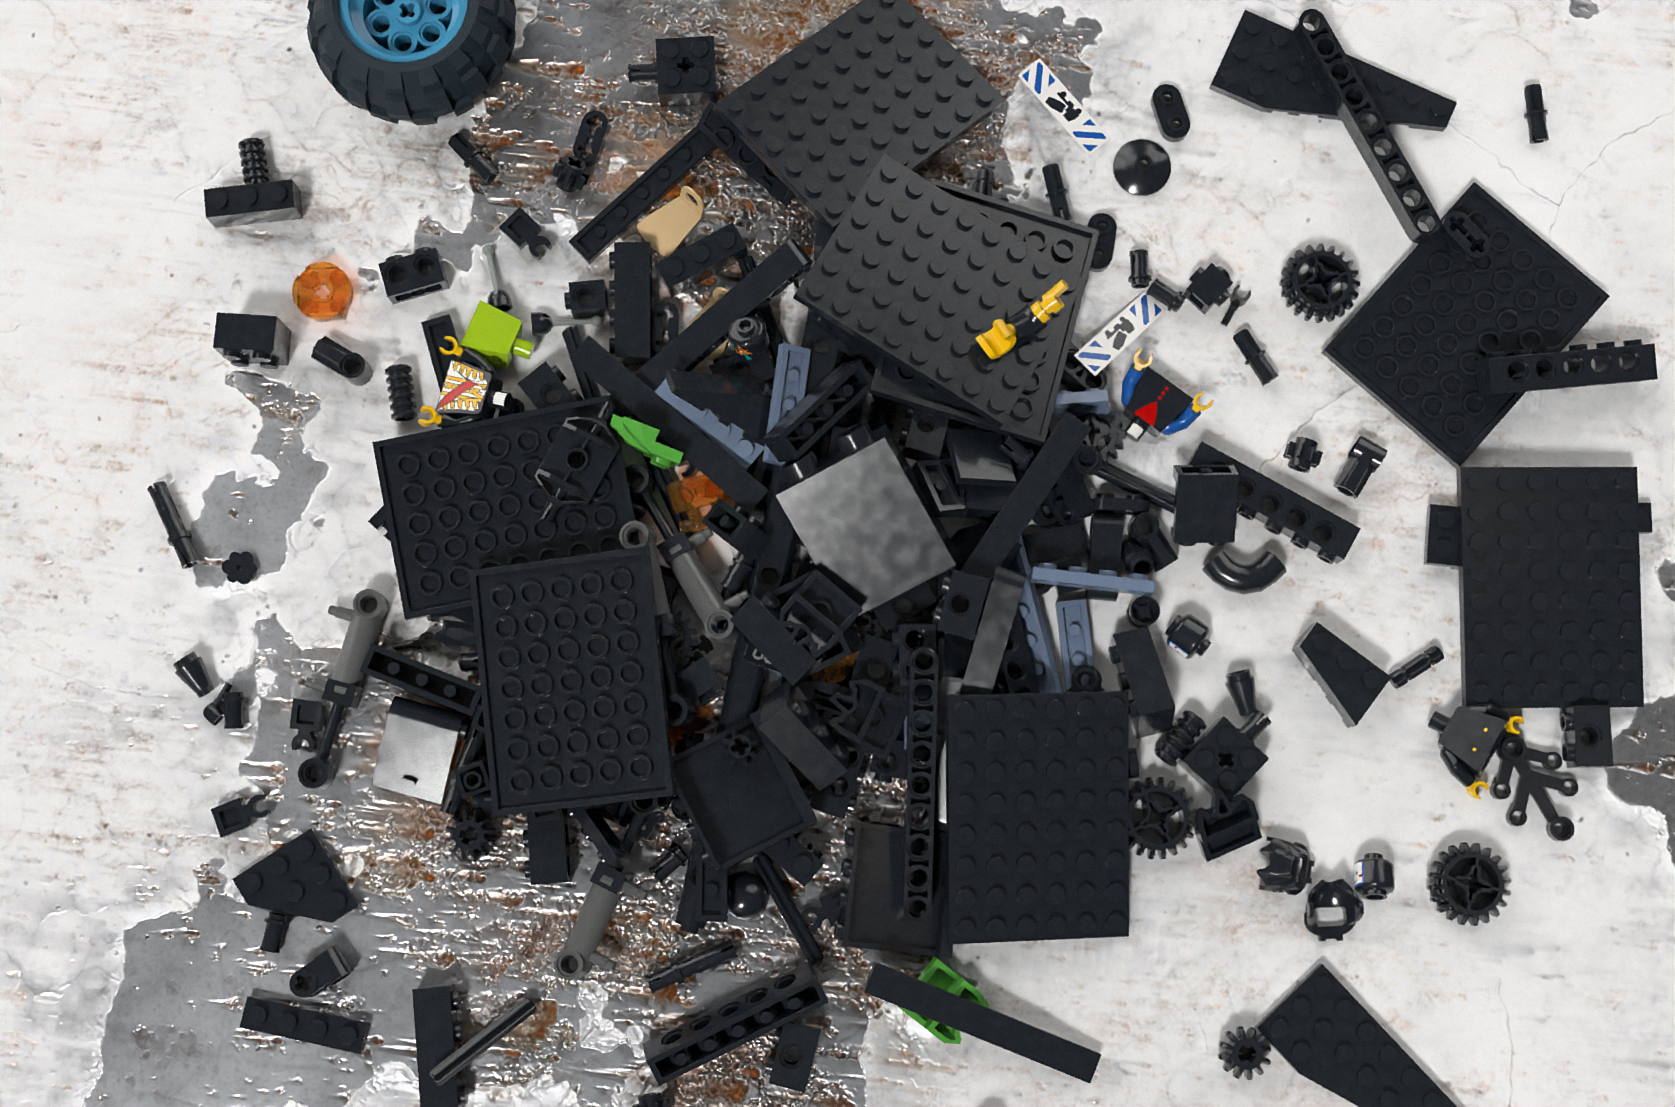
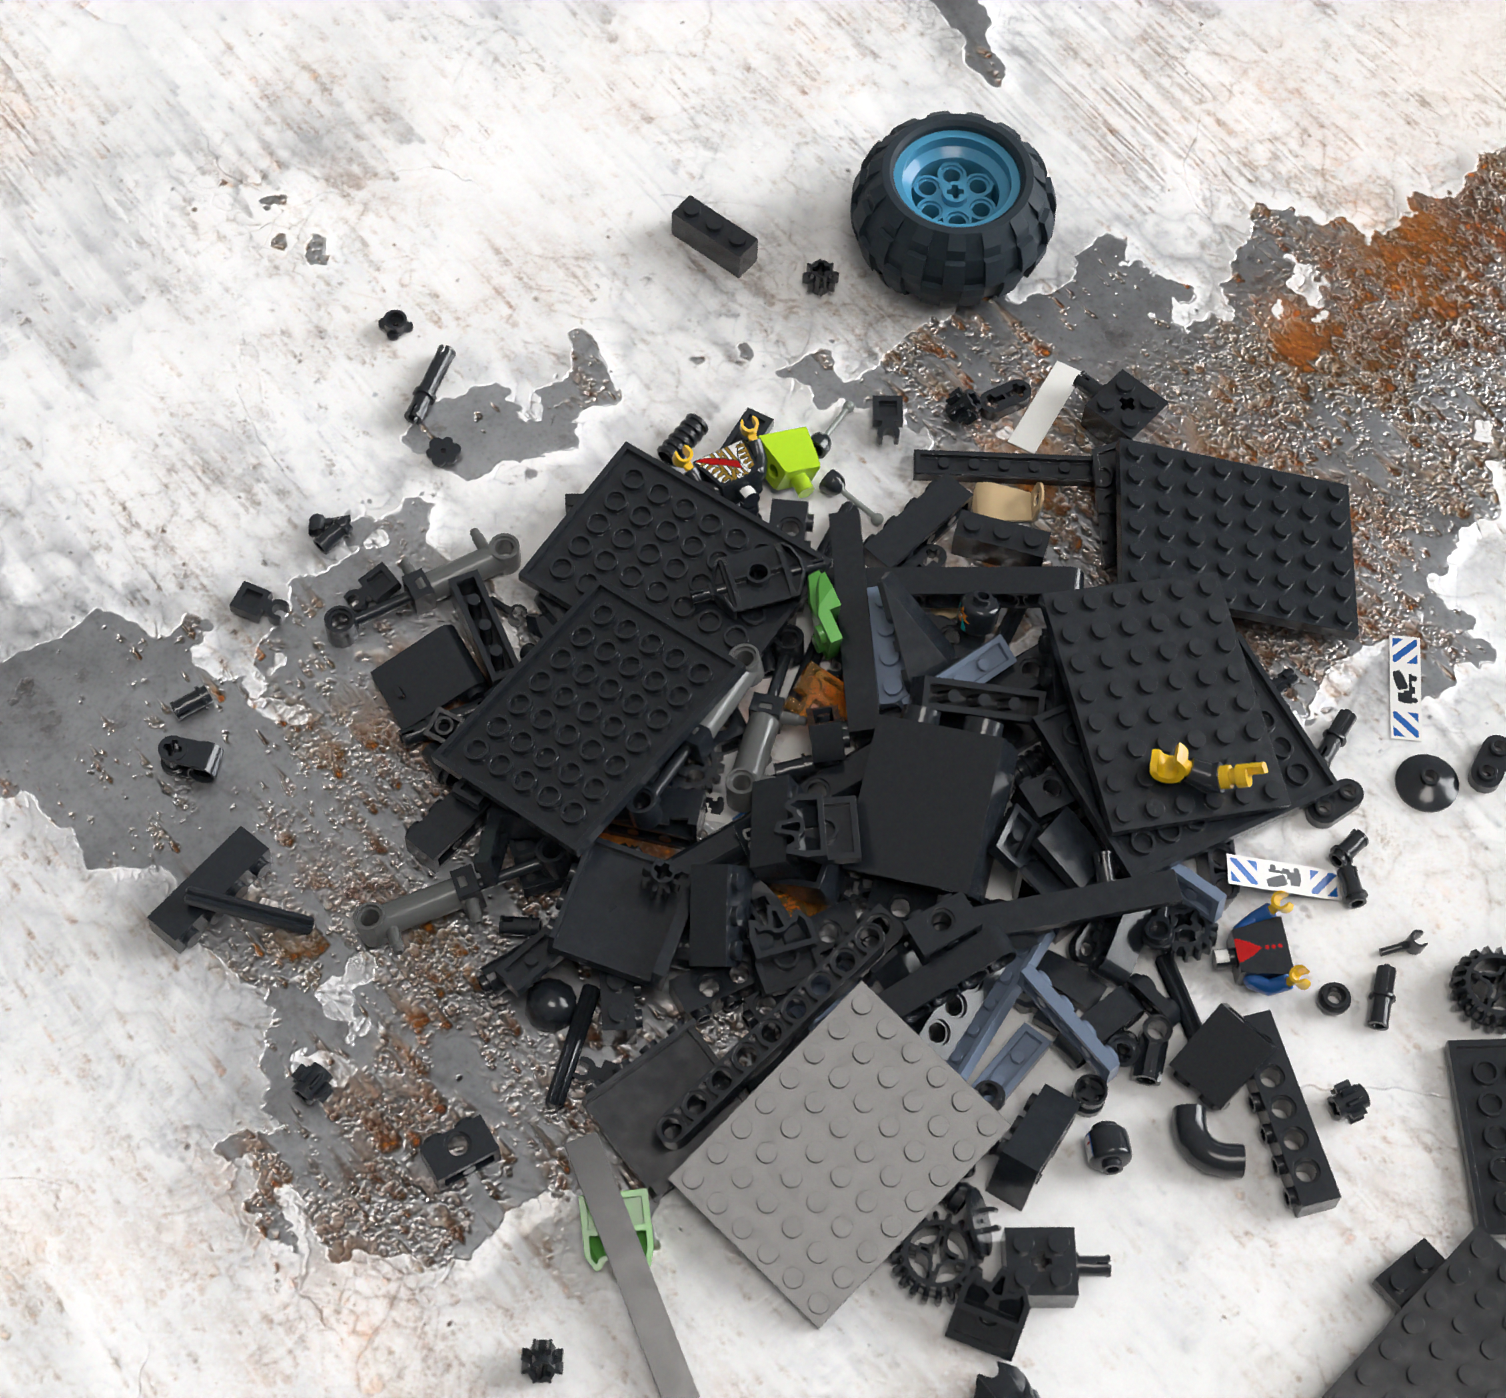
camera: 45 degrees right, 20 degrees down
(89, 494) = (392, 318): none -> black plate
(194, 674) = (333, 488): black cone -> none
(252, 340) = (617, 313): black brick -> none
(253, 161) = (746, 210): black piece -> none
(299, 882) = (247, 688): black plate -> none
(304, 1024) = (140, 785): black plate -> none
(311, 280) = (700, 346): clear orange plate -> none
(341, 361) = (664, 385): black piece -> none
(358, 169) = (820, 277): none -> black gear
(414, 283) = (775, 378): black brick -> none
(473, 158) = (903, 341): black axle -> none
(474, 845) = (411, 764): black gear -> none
(599, 304) = (885, 483): black brick -> none
(623, 115) = (1044, 407): none -> white sticker
(690, 966) = (442, 1008): black pin -> none
(734, 1023) = (442, 1080): black brick -> none
(1161, 770) = (979, 1221): none -> black piece
(1180, 738) = (1023, 1216): black piece -> none
(1208, 288) = (1393, 910): black brick -> none
(1230, 380) = (1337, 990): none -> black plate
(1242, 690) = (1112, 1232): black cone -> none
(1341, 672) = (1213, 1298): black wedge -> none
(1363, 460) = (1399, 1154): black piece -> none
(1416, 666) = (1284, 1358): black axle -> none

